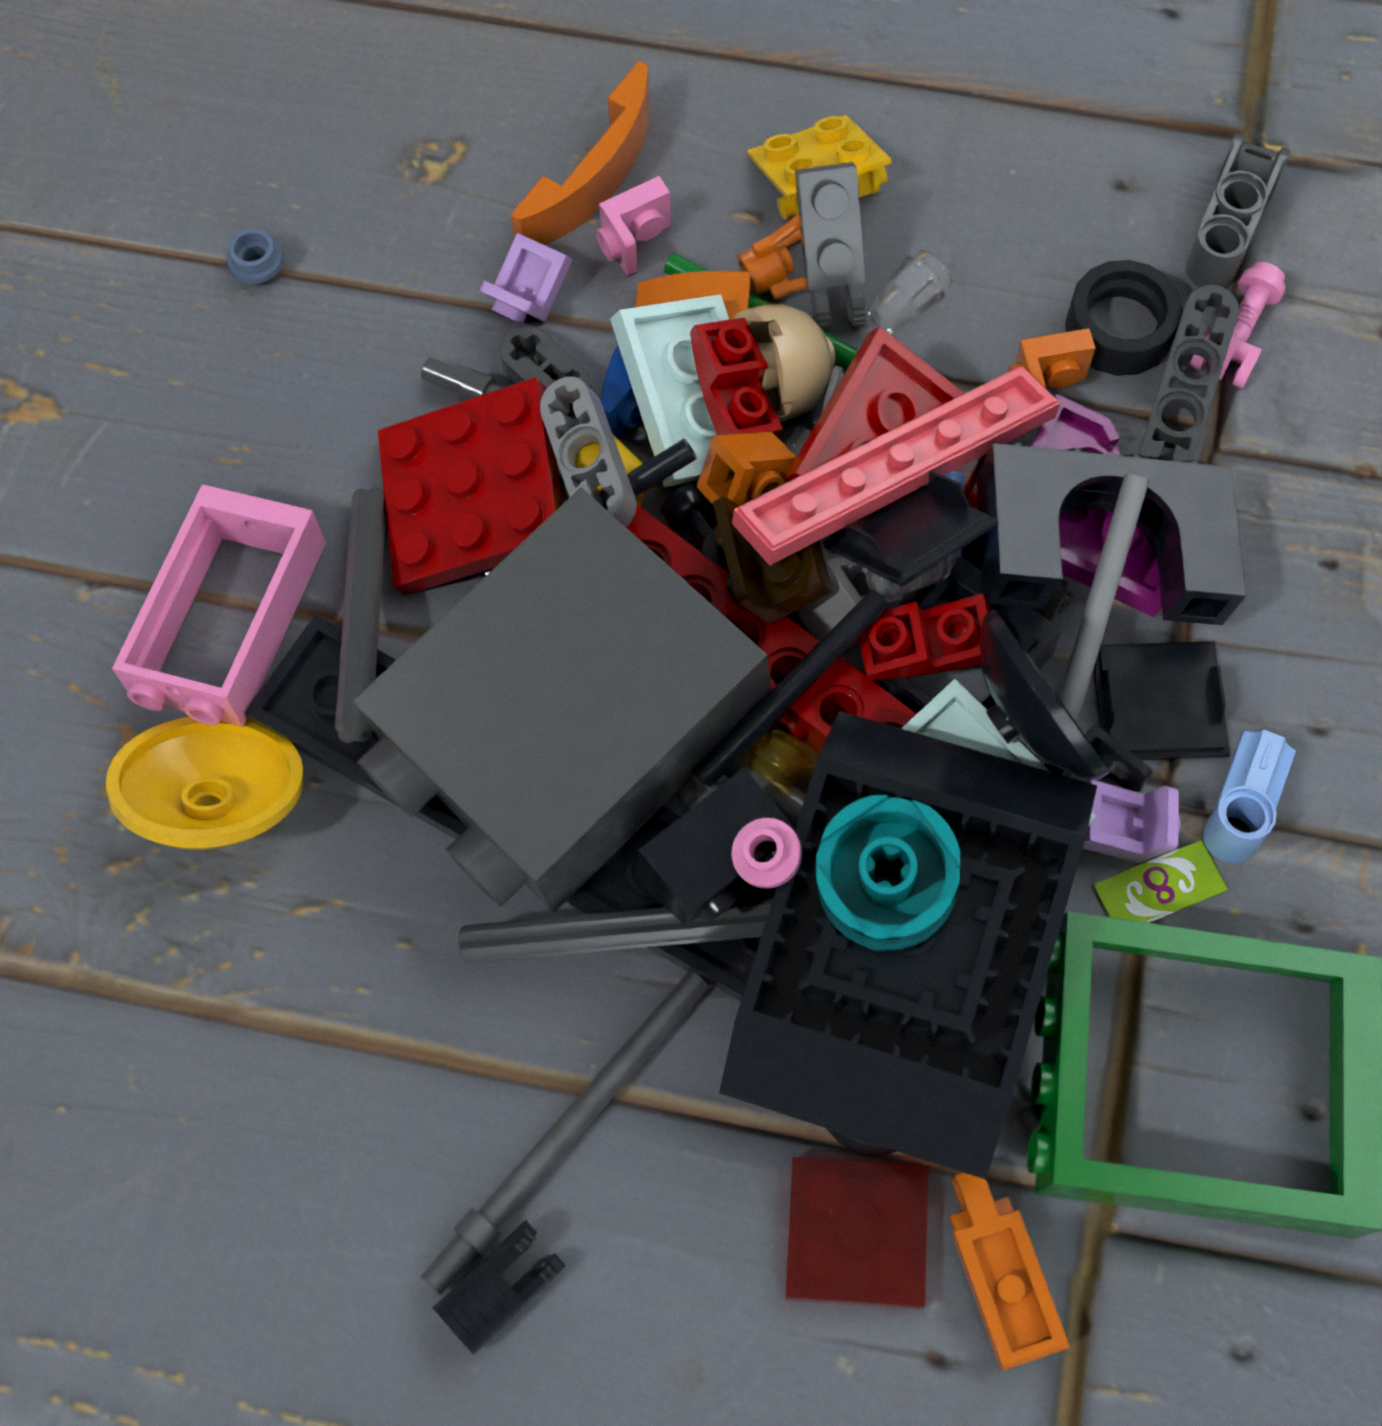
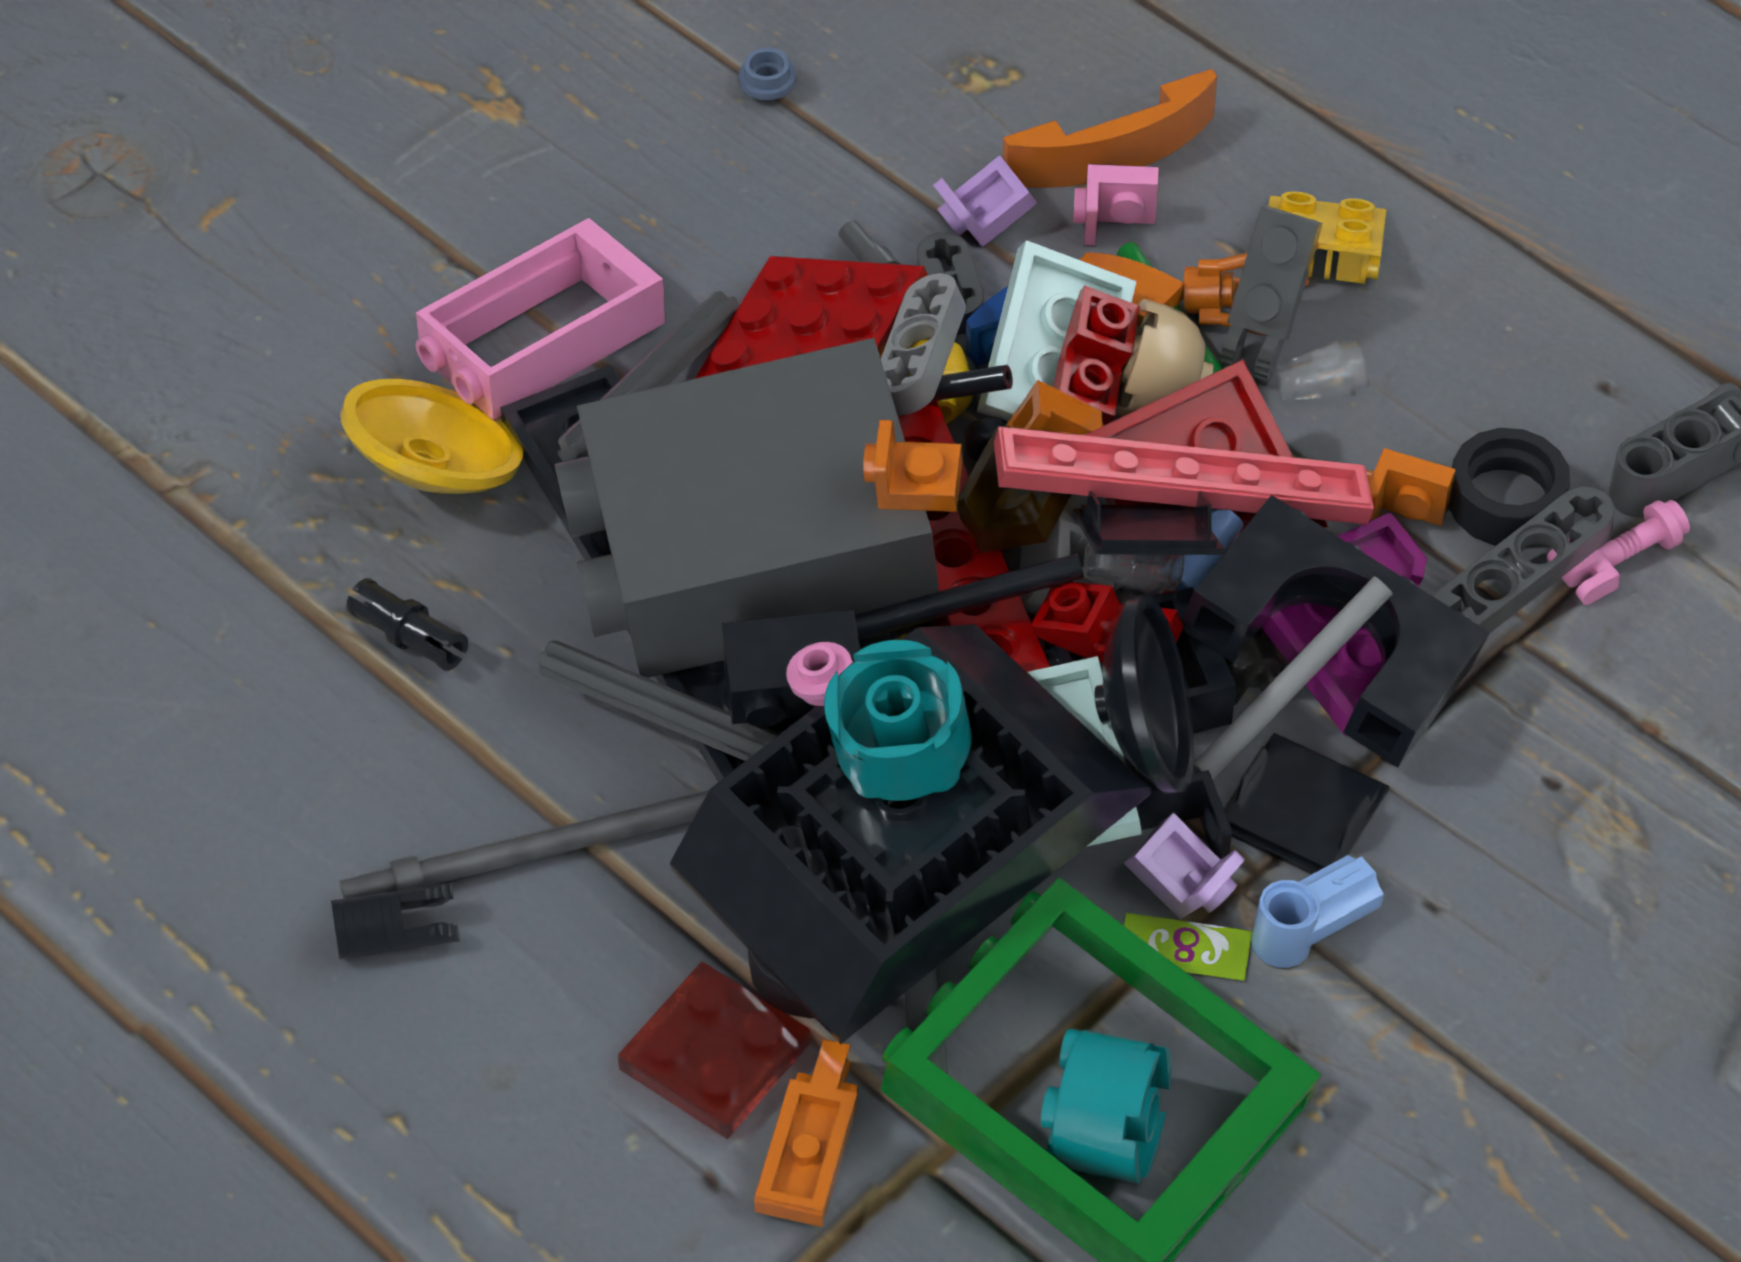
camera: 30 degrees right, 15 degrees down
(304, 976) = (407, 624): none -> black pin
(719, 607) = (912, 472): none -> orange bracket
(1239, 1095) = (1107, 1105): none -> teal brick

